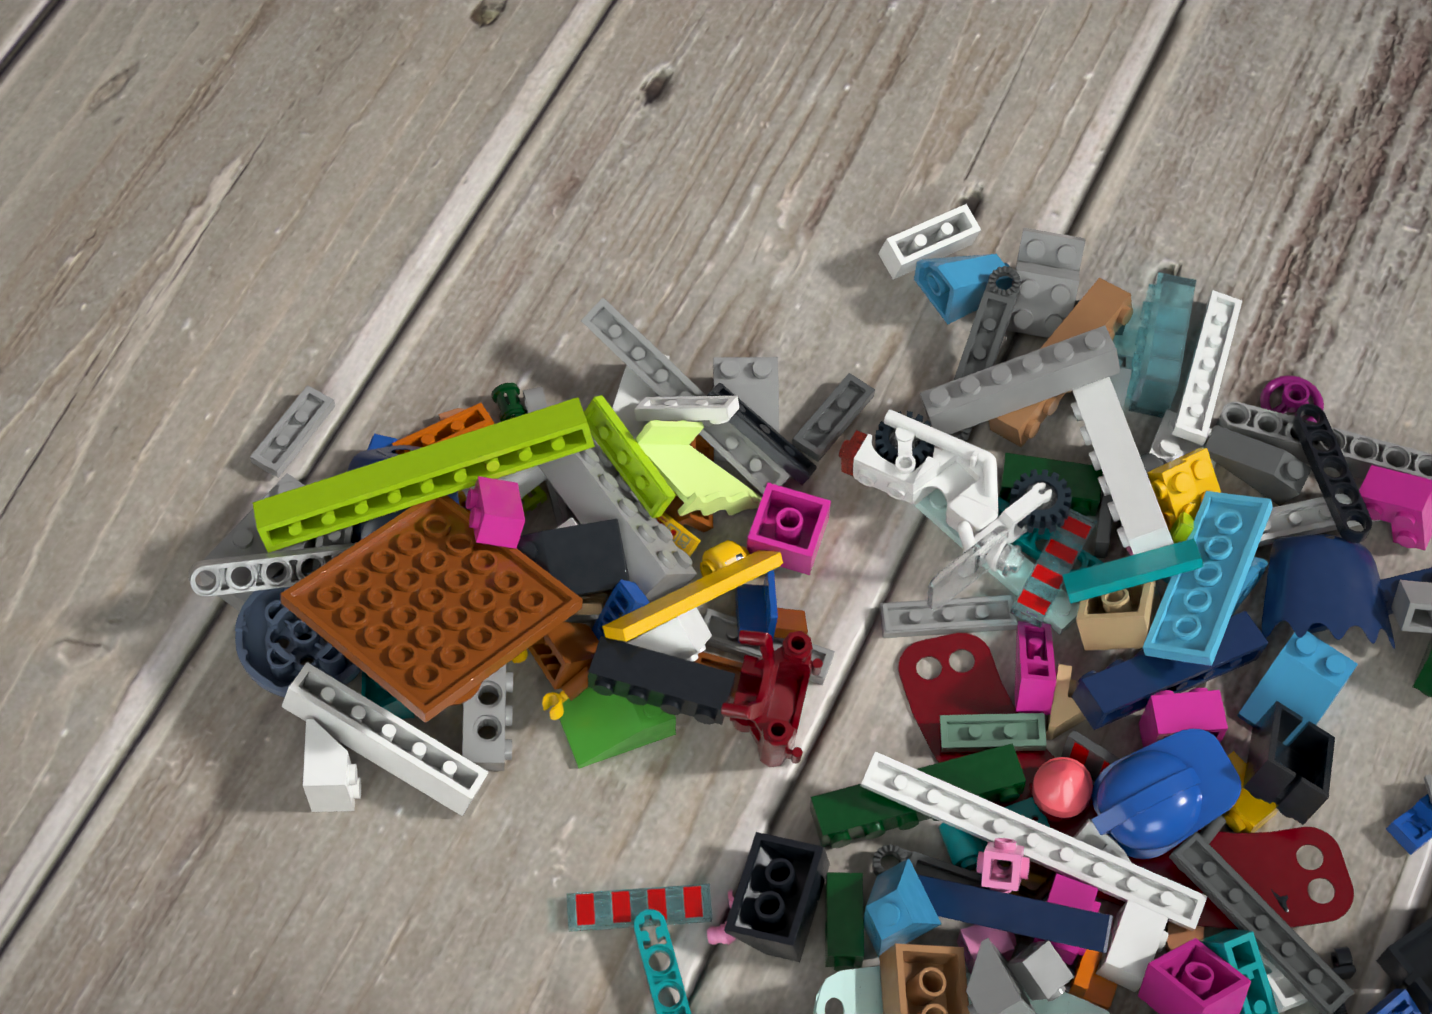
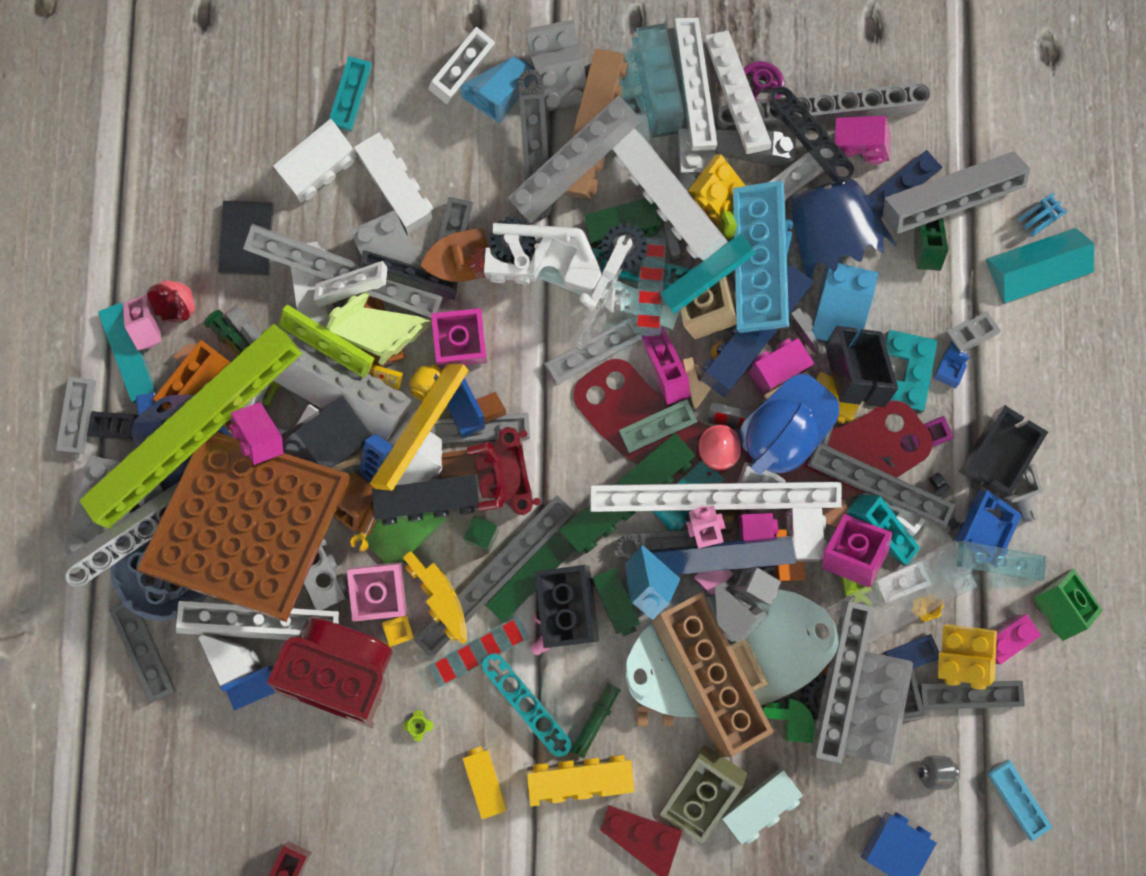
camera: 30 degrees left, 20 degrees up
(227, 724) = (143, 653): none -> dark grey plate
(317, 466) = (126, 434): none -> black slope
(336, 821) = (249, 688): none -> blue panel
(387, 386) = (128, 358): none -> teal tile
(421, 365) = (141, 323): none -> bright pink slope
(445, 836) = (333, 670): none -> dark red brick
(467, 353) = (171, 301): none -> dark red hair
(518, 952) = (410, 725): none -> lime plate
(547, 772) = (377, 591): none -> bright pink brick
(549, 835) = (398, 630): none -> yellow plate
(570, 339) = (235, 227): none -> black tile
(622, 812) = (443, 598): none -> yellow slope
(698, 824) = (500, 570): none -> dark grey plate
(708, 272) = (315, 161): none -> white slope
(709, 758) = (481, 534): none -> dark green brick
(732, 849) = (523, 582): none -> dark green tile
(783, 224) = (350, 93): none -> teal plate
(791, 335) = (394, 183): none -> white brick
(819, 436) = (451, 256): none -> dark orange shield
(1233, 692) = (803, 326): none -> light grey plate
(1257, 394) = (737, 92): none -> white plate
(1360, 883) = (944, 428): none -> magenta slope
(1376, 797) = (920, 358): none -> teal plate

